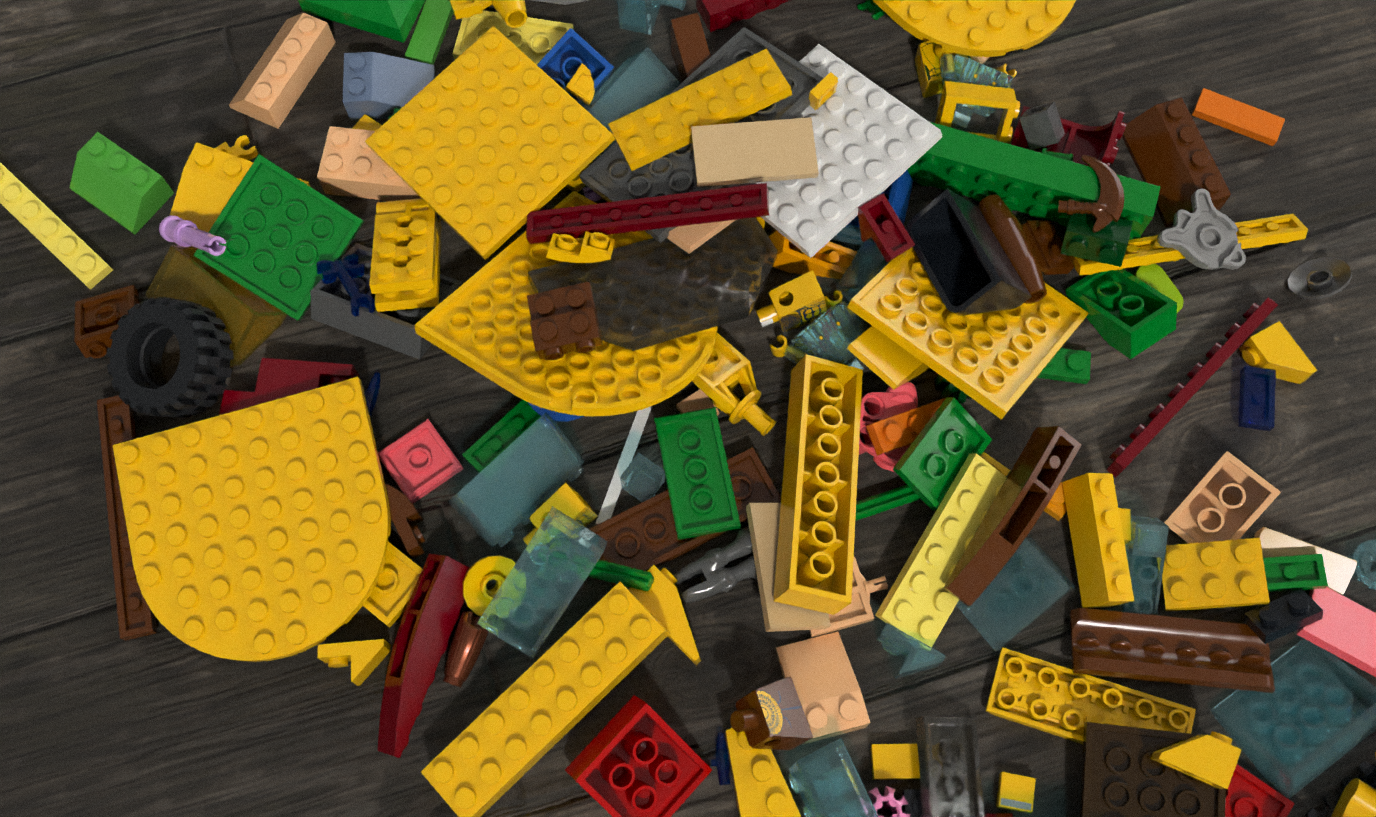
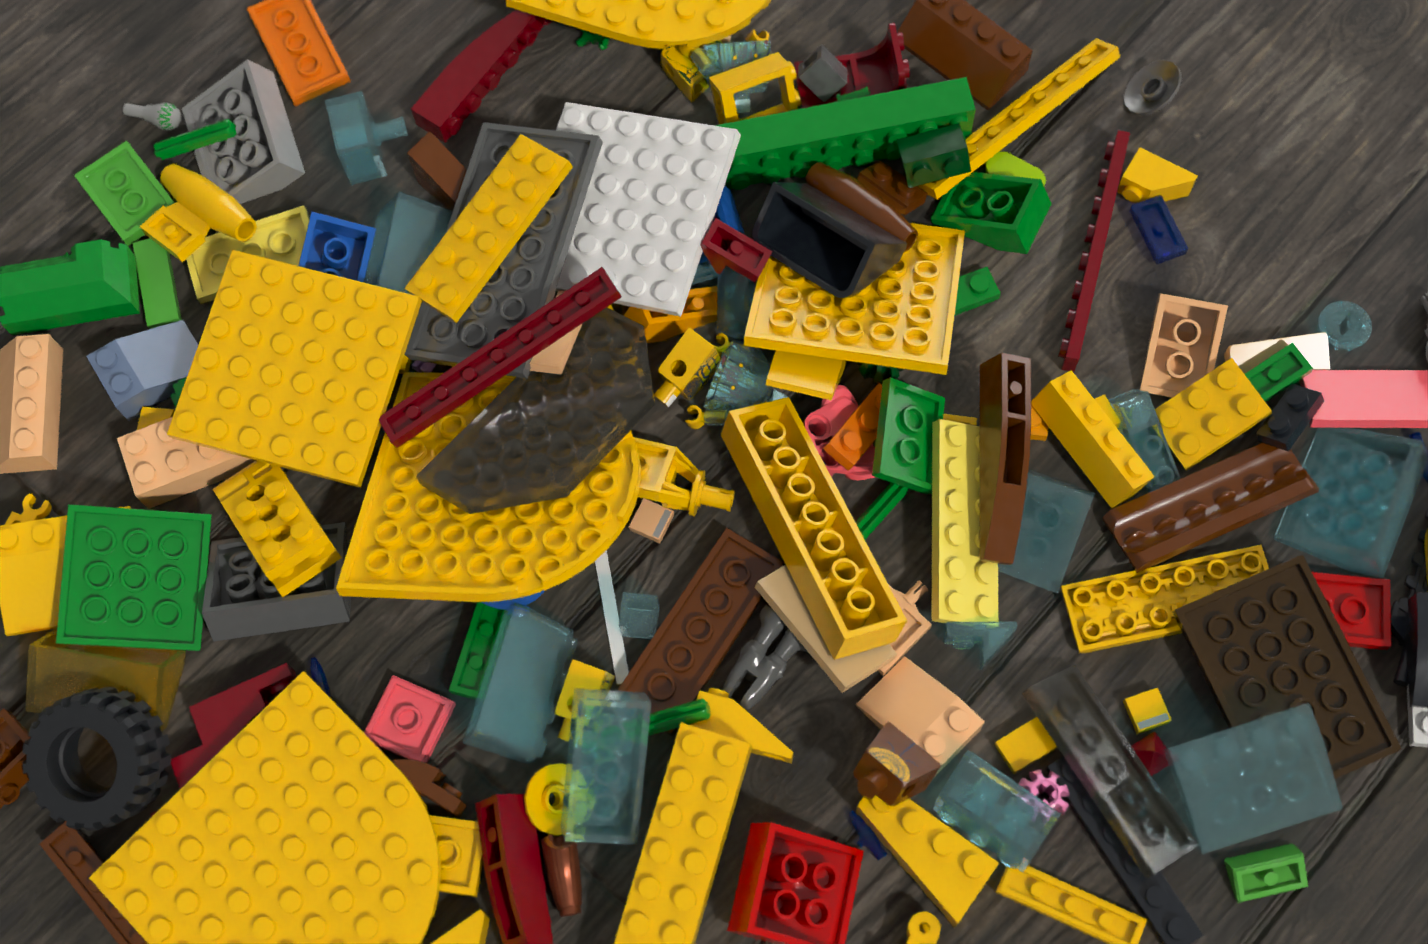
camera: 25 degrees left, 0 degrees up
(187, 234) = (36, 625): lavender pin -> none
(346, 271) = (224, 574): clear blue bar -> none
(564, 321) = (485, 504): reddish brown plate -> none
(582, 85) = (355, 262): yellow tile -> none
(593, 248) = (464, 421): yellow slope -> none
(697, 473) = (688, 581): green tile -> none
(754, 152) = (569, 242): tan tile -> none
(823, 91) = (601, 147): yellow tile -> none
(1111, 198) = (928, 112): reddish brown piece -> none
(1202, 757) = (1291, 584): yellow slope -> none
(1204, 236) = (1030, 102): light grey tile -> none

